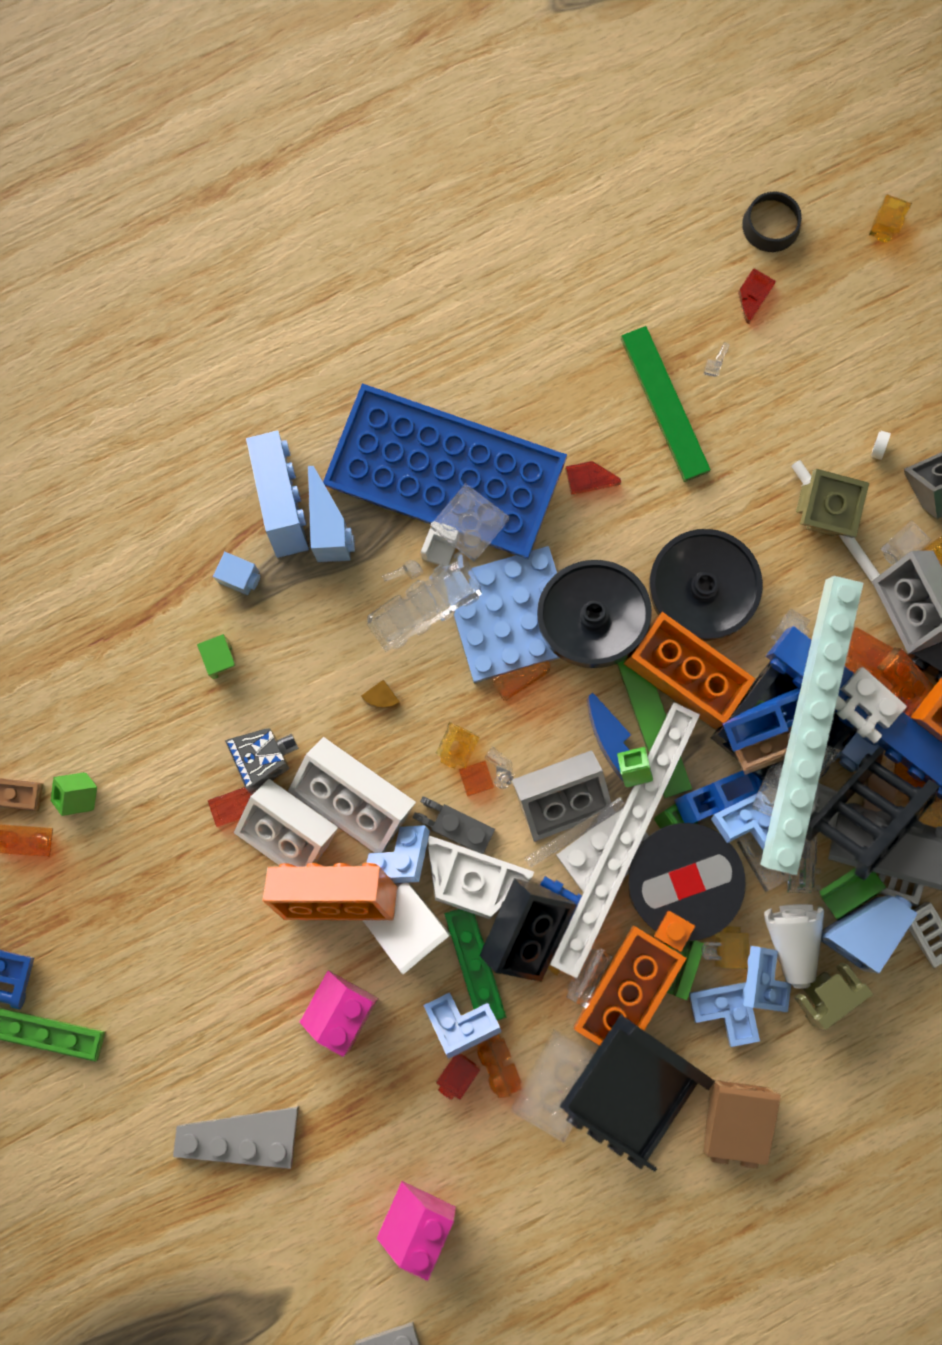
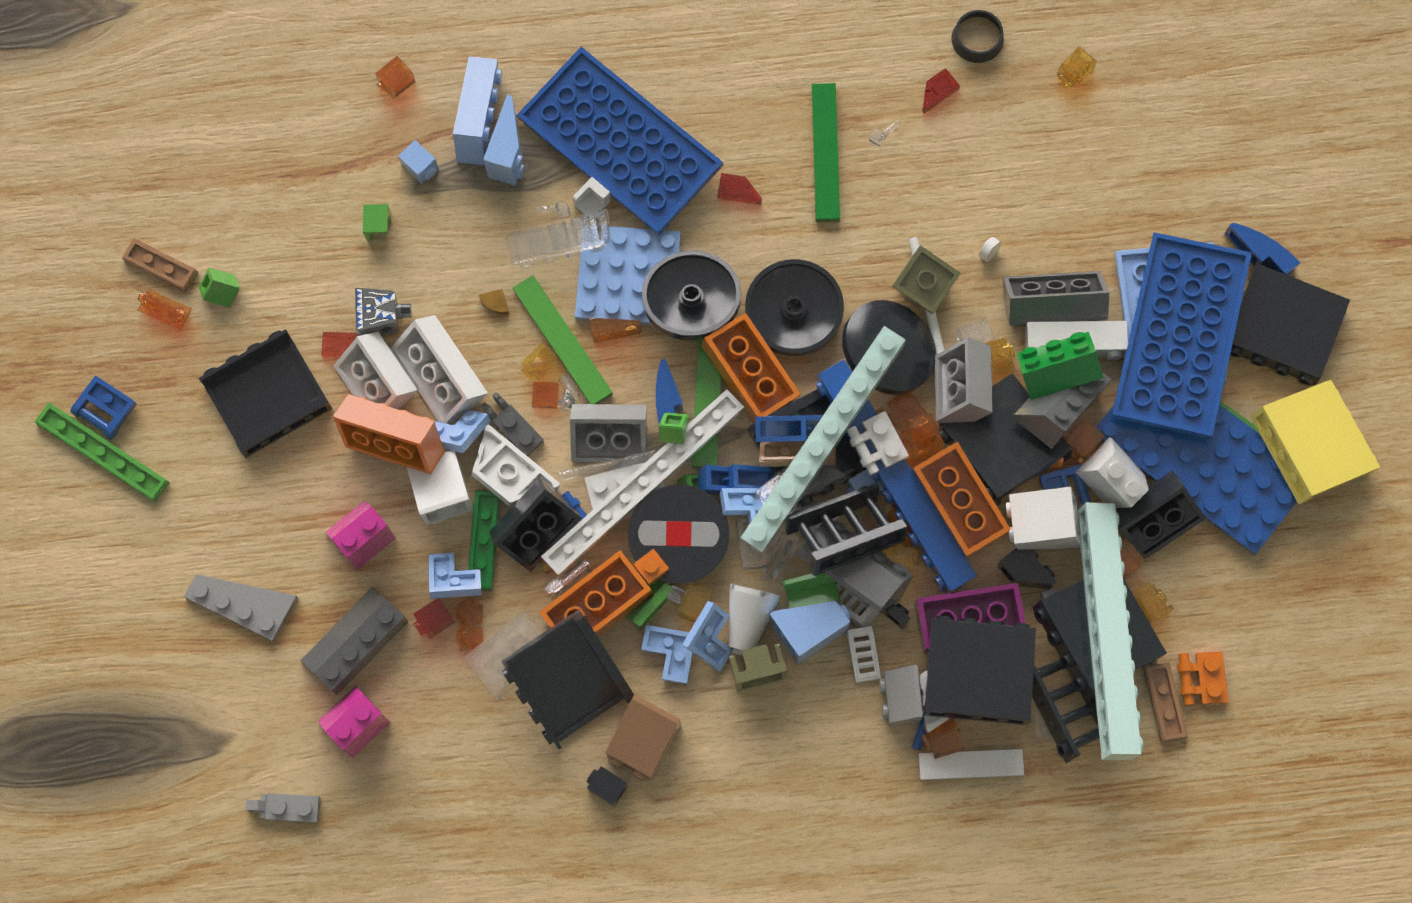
camera: 20 degrees right, 5 degrees down
(171, 892) = (265, 392): none -> black panel
(173, 490) = (394, 78): none -> clear orange brick
(379, 1134) = (354, 640): none -> dark grey slope
(469, 522) = (621, 187): clear plate -> none
(470, 712) = (562, 341): none -> bright green tile
(720, 1189) = (606, 786): none -> black brick
(800, 580) = (915, 359): none -> black dish

